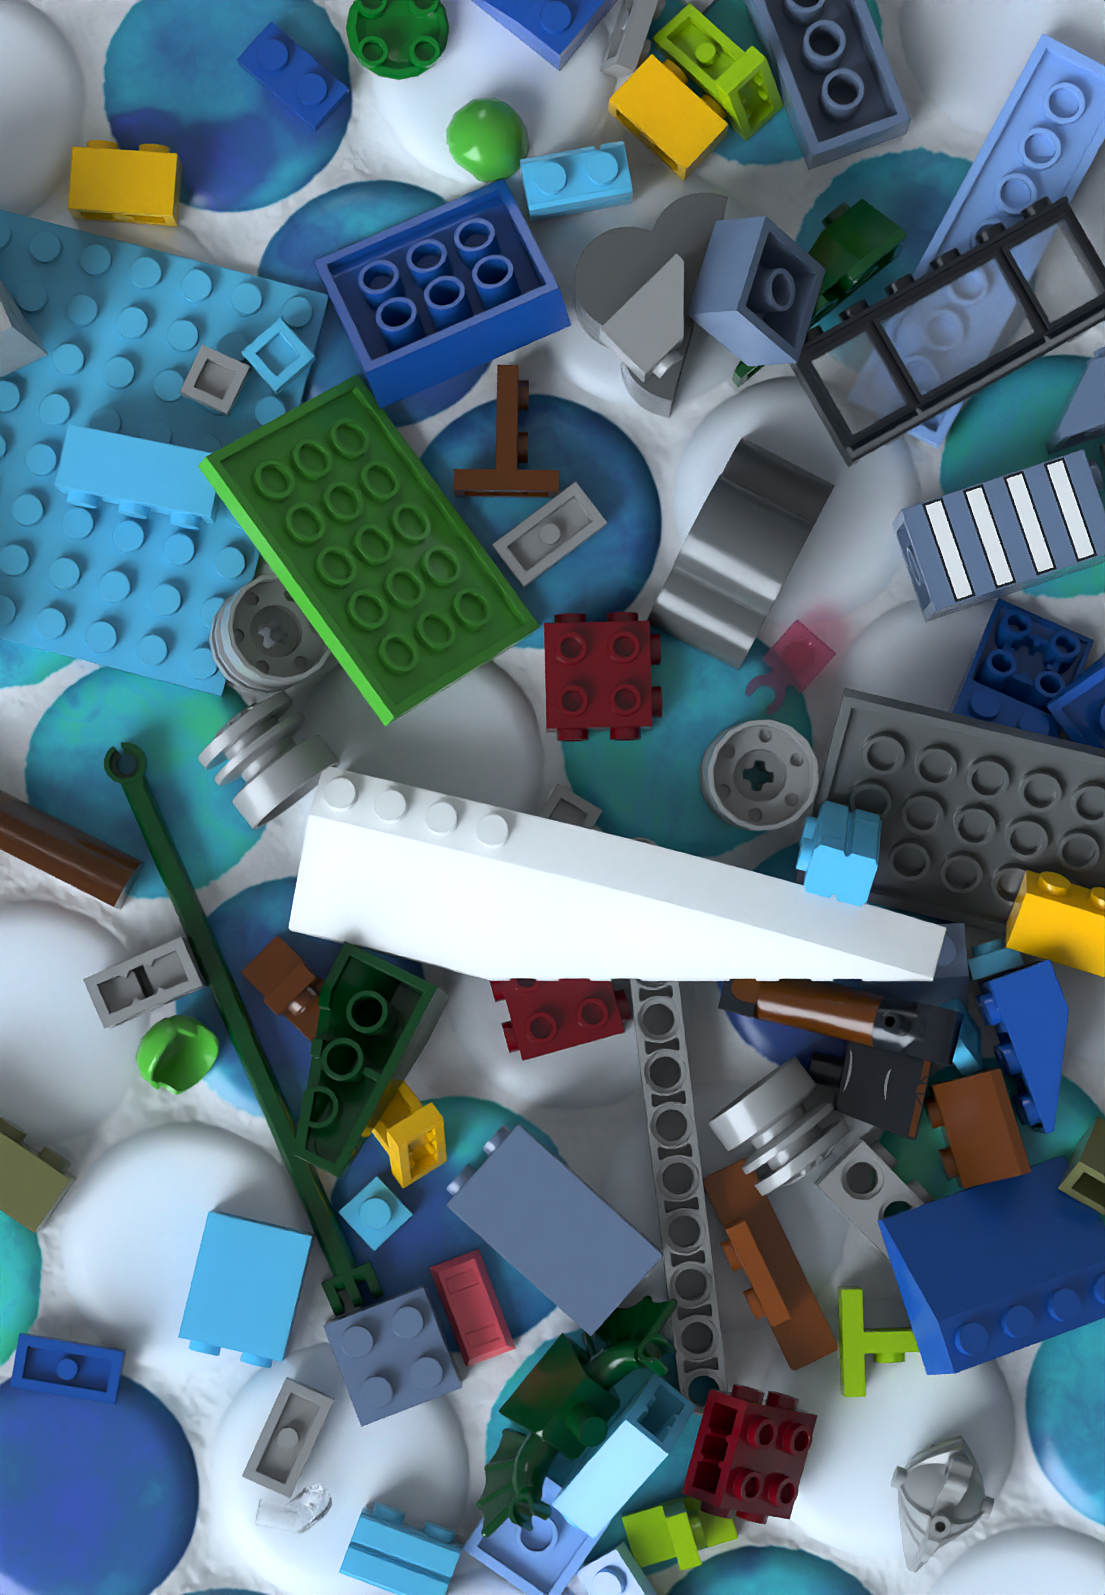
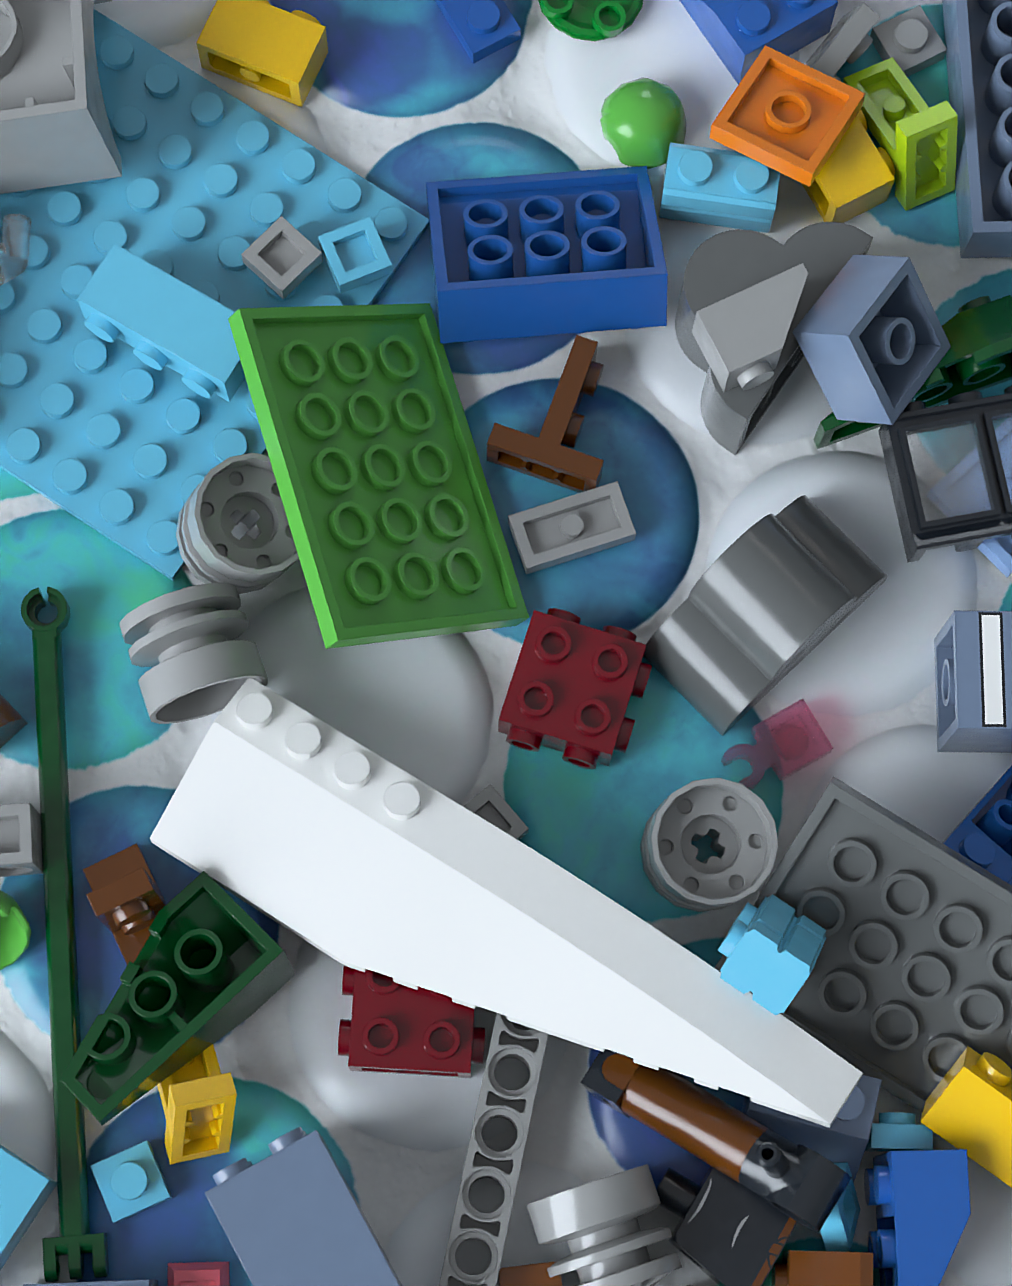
camera: 15 degrees right, 10 degrees down
(616, 103) = (787, 115): none -> orange plate

